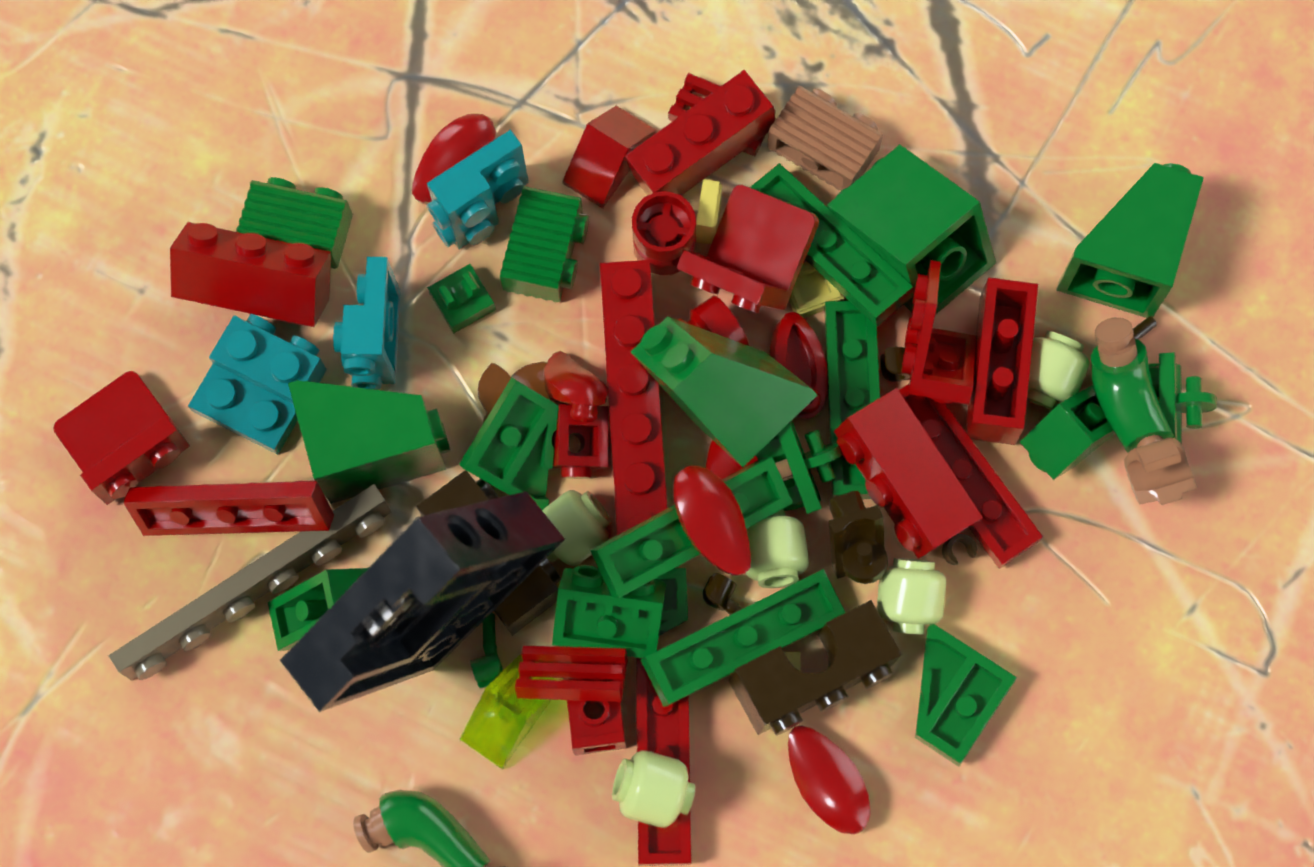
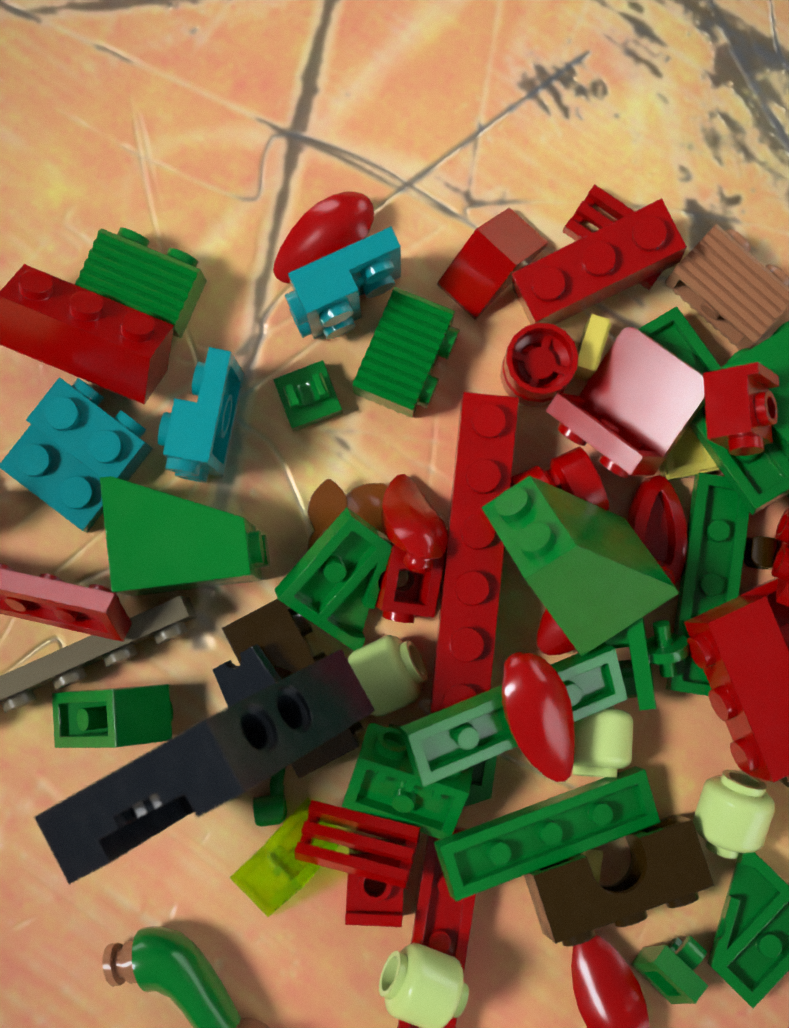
camera: 10 degrees right, 10 degrees up
(718, 593) = (529, 776): dark brown hand -> none
(843, 230) = (740, 407): none -> red brick
(857, 539) = (689, 751): dark brown hips -> none
(880, 745) = (671, 969): none -> green tile

